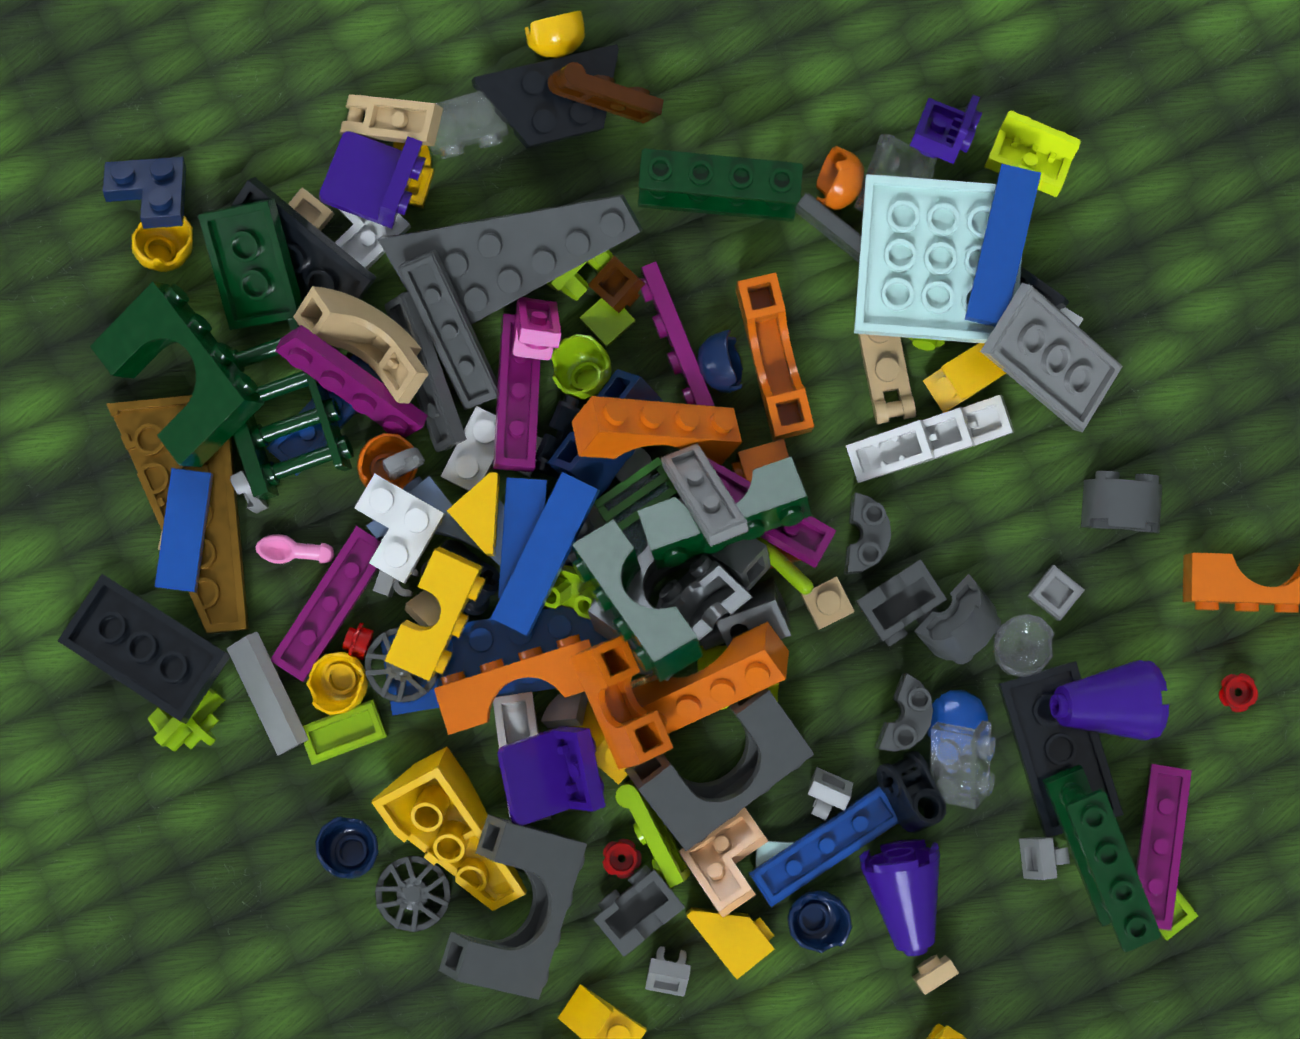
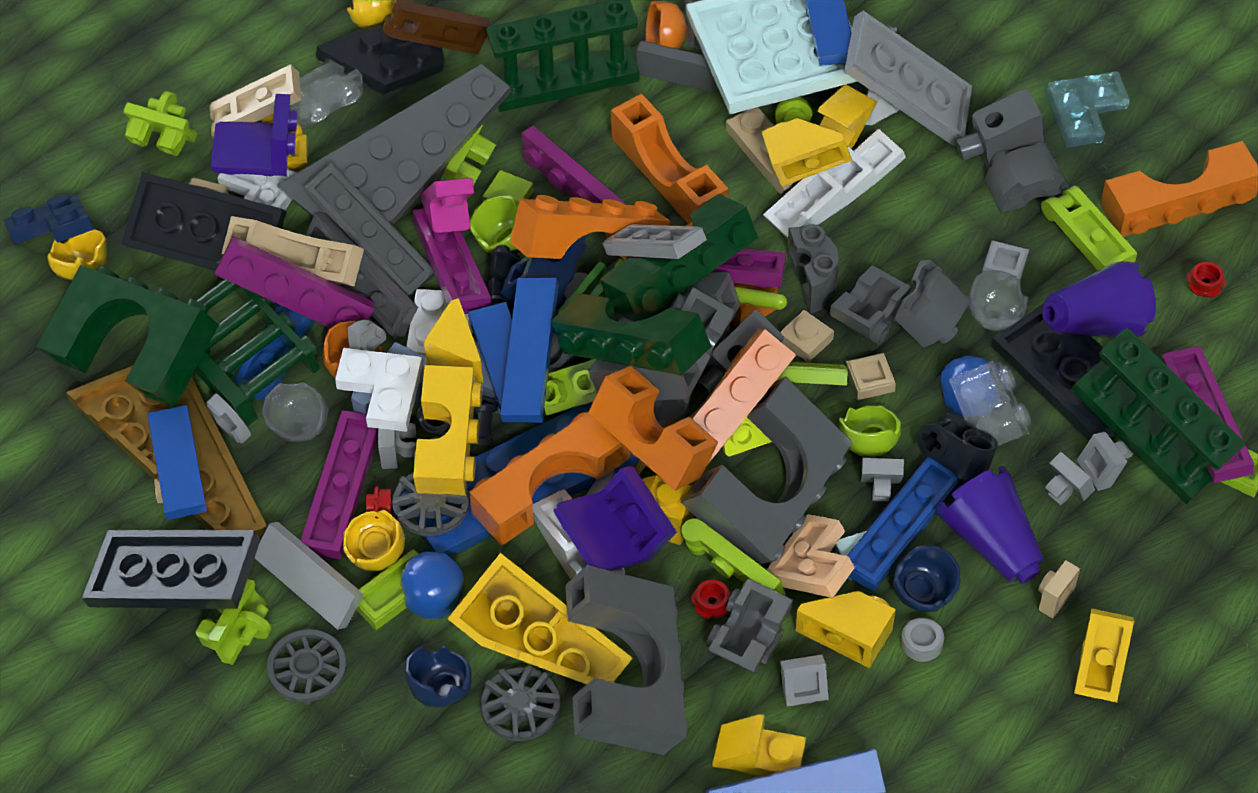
camera: 15 degrees left, 30 degrees down
(238, 782) = (306, 666): none -> dark grey wheel
(251, 263) = (166, 235): dark green plate -> none
(278, 92) = (173, 129): none -> lime hips
(283, 549) = (278, 457): bright pink piece -> none
(311, 512) = (295, 412): none -> clear hair
(375, 747) = (432, 584): none -> blue hair
(617, 285) = (506, 156): reddish brown tile -> none
(720, 362) = (623, 179): dark blue hair -> none
(793, 969) = (922, 639): none -> light grey tile
(816, 656) = (815, 373): none -> lime tile
(839, 740) = (871, 430): none -> lime hair
(869, 672) = (870, 376): none -> tan tile
(905, 404) = (804, 149): none -> yellow slope
(913, 718) = (924, 385): dark grey cylinder -> none
(998, 865) = (1068, 480): none -> light grey tile
(1137, 446) = (1003, 126): none -> dark grey torso
(1153, 591) = (1088, 228): none -> lime plate
(1215, 430) = (1079, 101): none -> clear light blue plate

